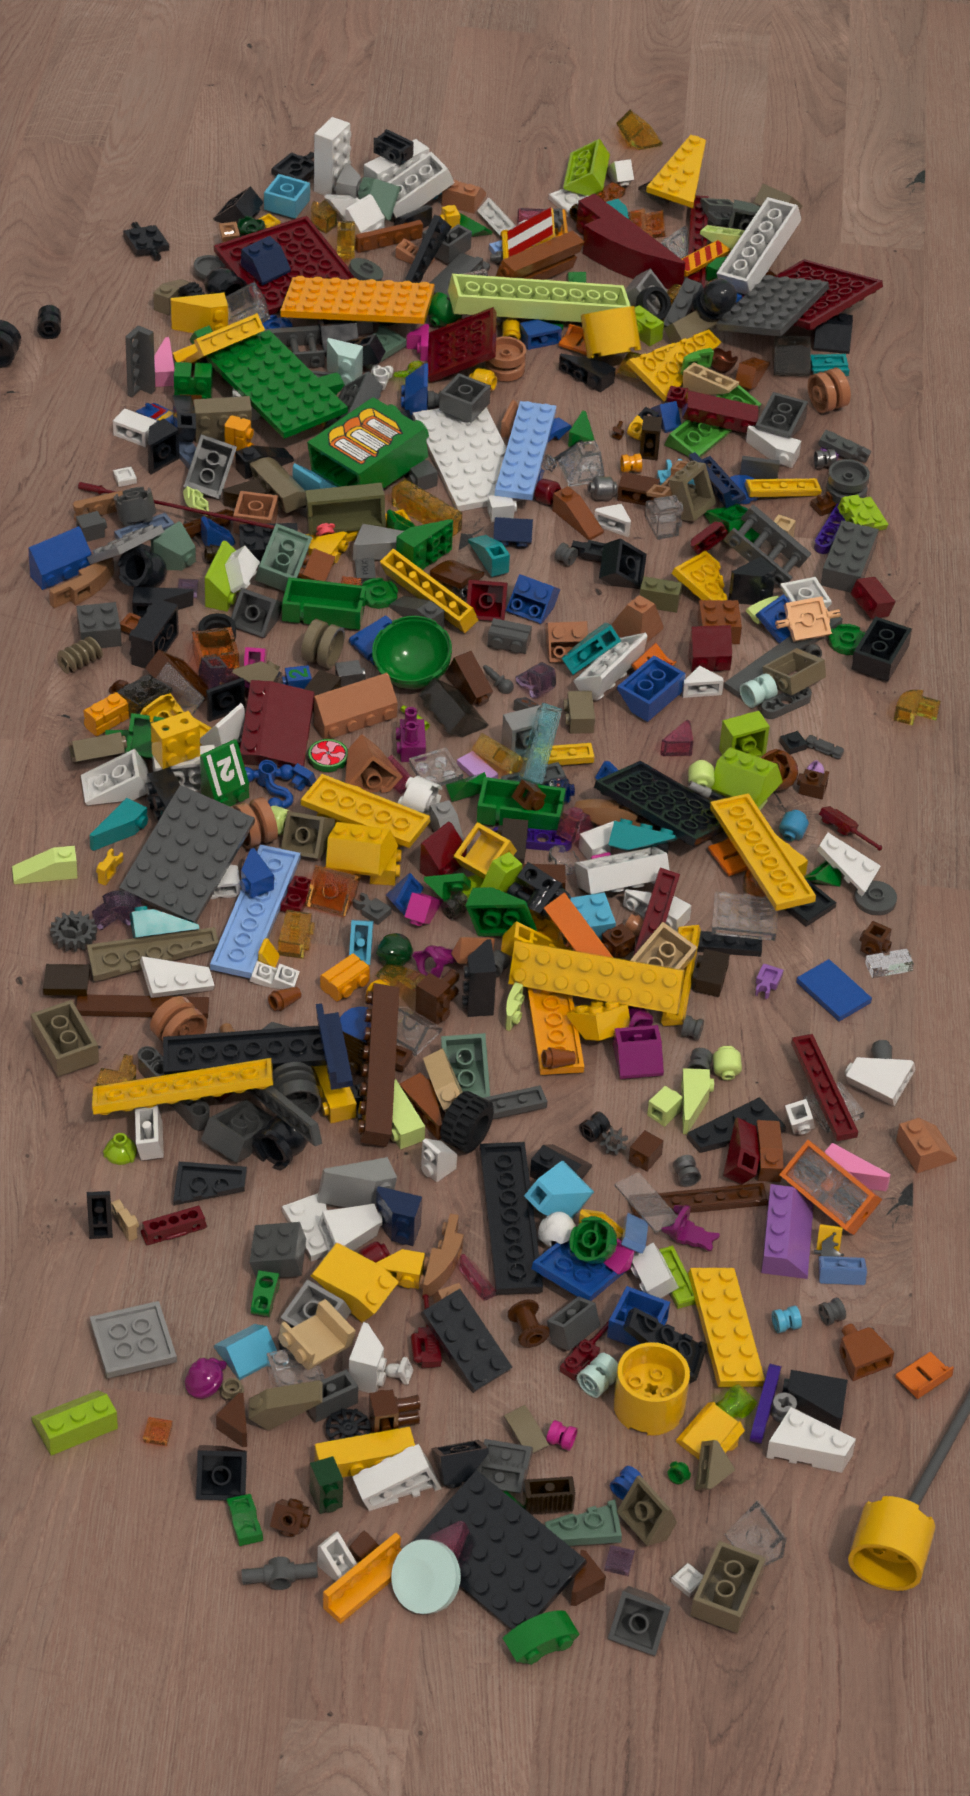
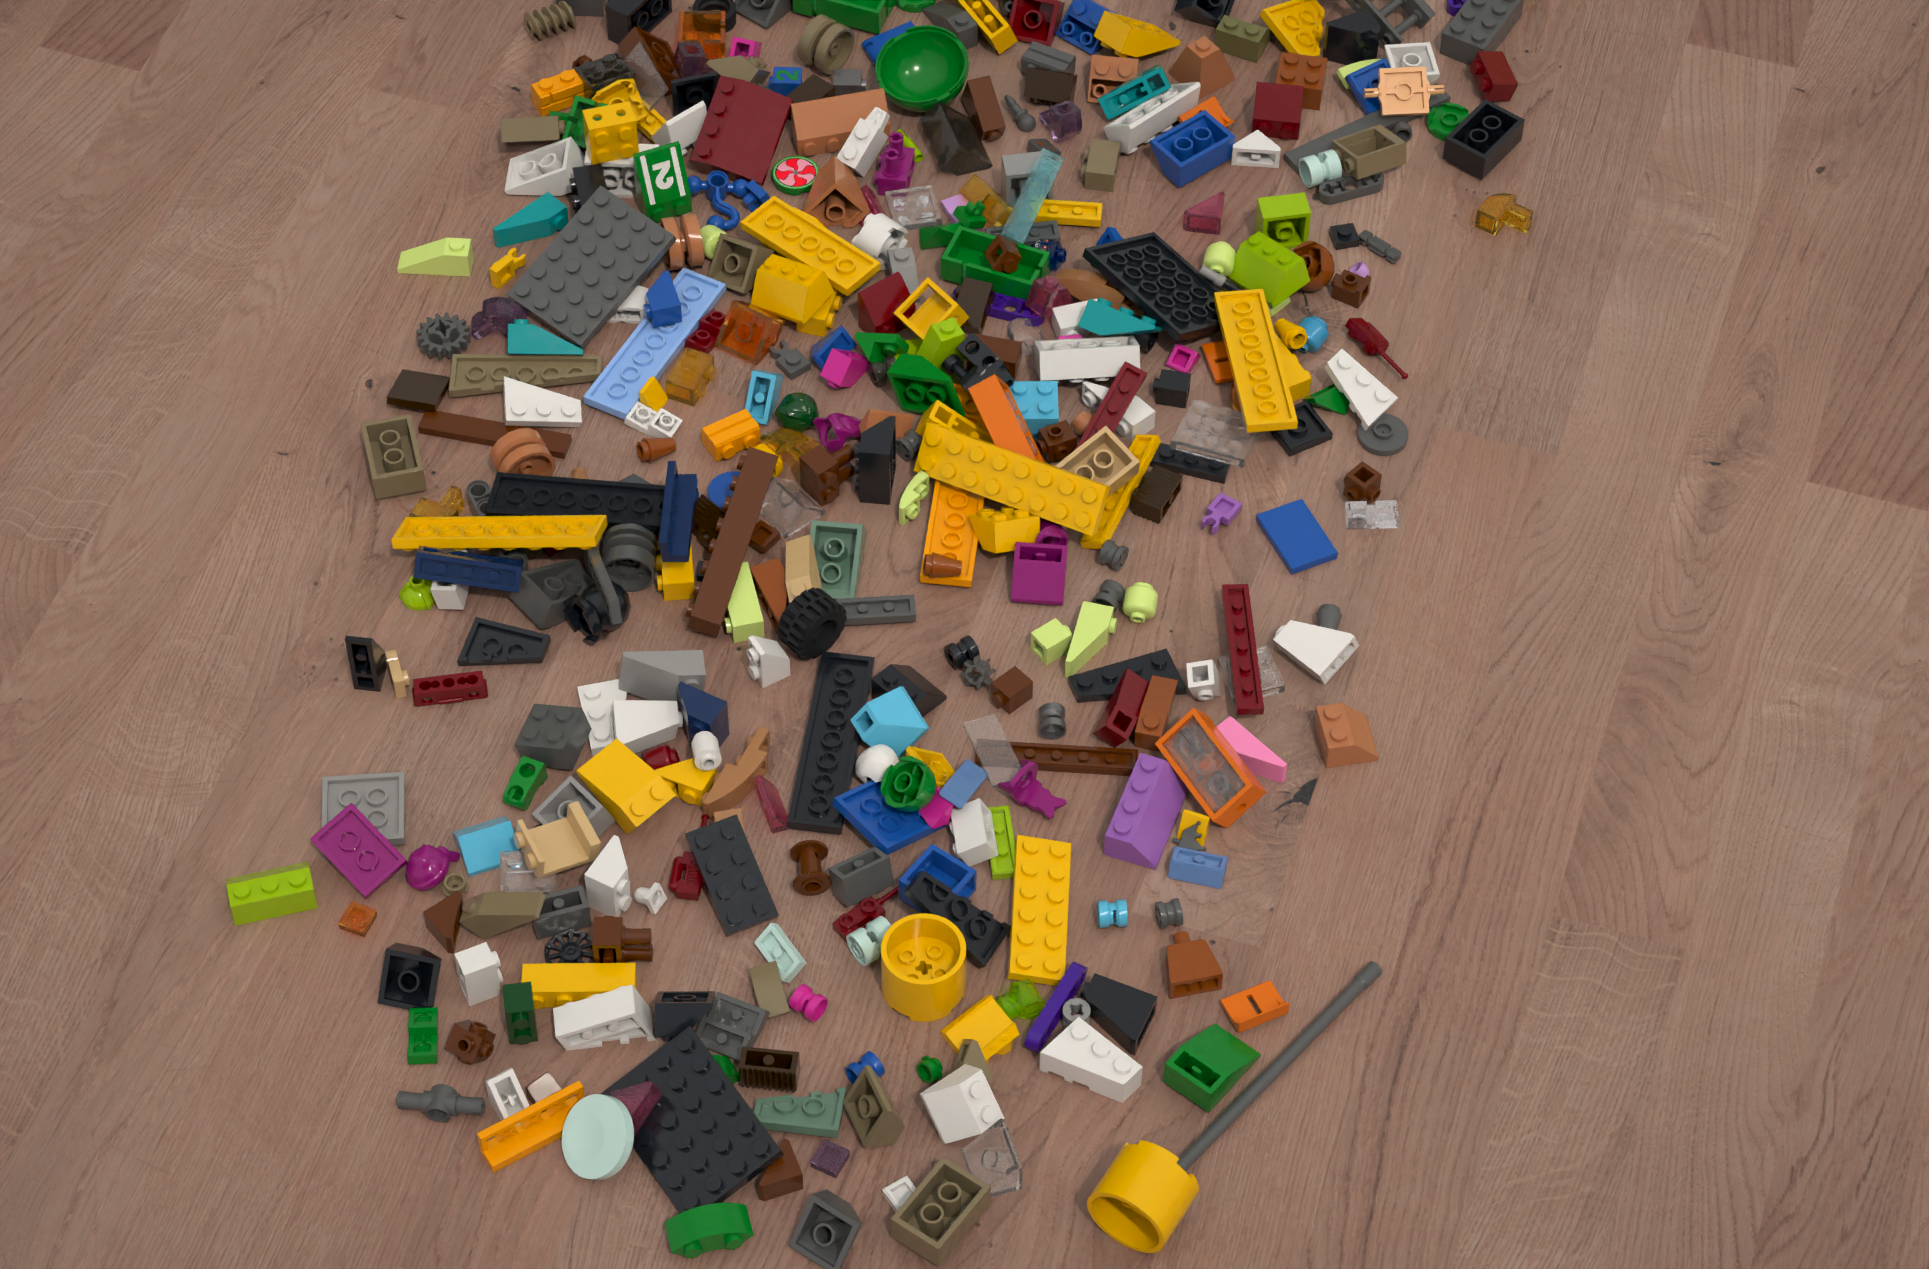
camera: 15 degrees right, 5 degrees up
(142, 1373) = (358, 850): none -> magenta plate
(166, 1121) = (468, 568): none -> dark blue fence
(279, 1458) = (478, 973): none -> white brick
(382, 719) = (865, 142): none -> white hinge
(414, 1240) = (706, 751): none -> white brick
(488, 767) = (971, 215): none -> green tile
(518, 653) = (1049, 85): none -> dark brown brick
(521, 1393) = (777, 947): none -> light aqua plate
(572, 603) = (1132, 36): none -> yellow slope
(695, 860) = (1182, 359): none -> dark pink slope
(696, 885) = (1172, 388): none -> black brick
(719, 1495) = (961, 1104): none -> white slope
(782, 827) = (1291, 334): none -> yellow cone
(905, 1430) = (1209, 1066): none -> green slope

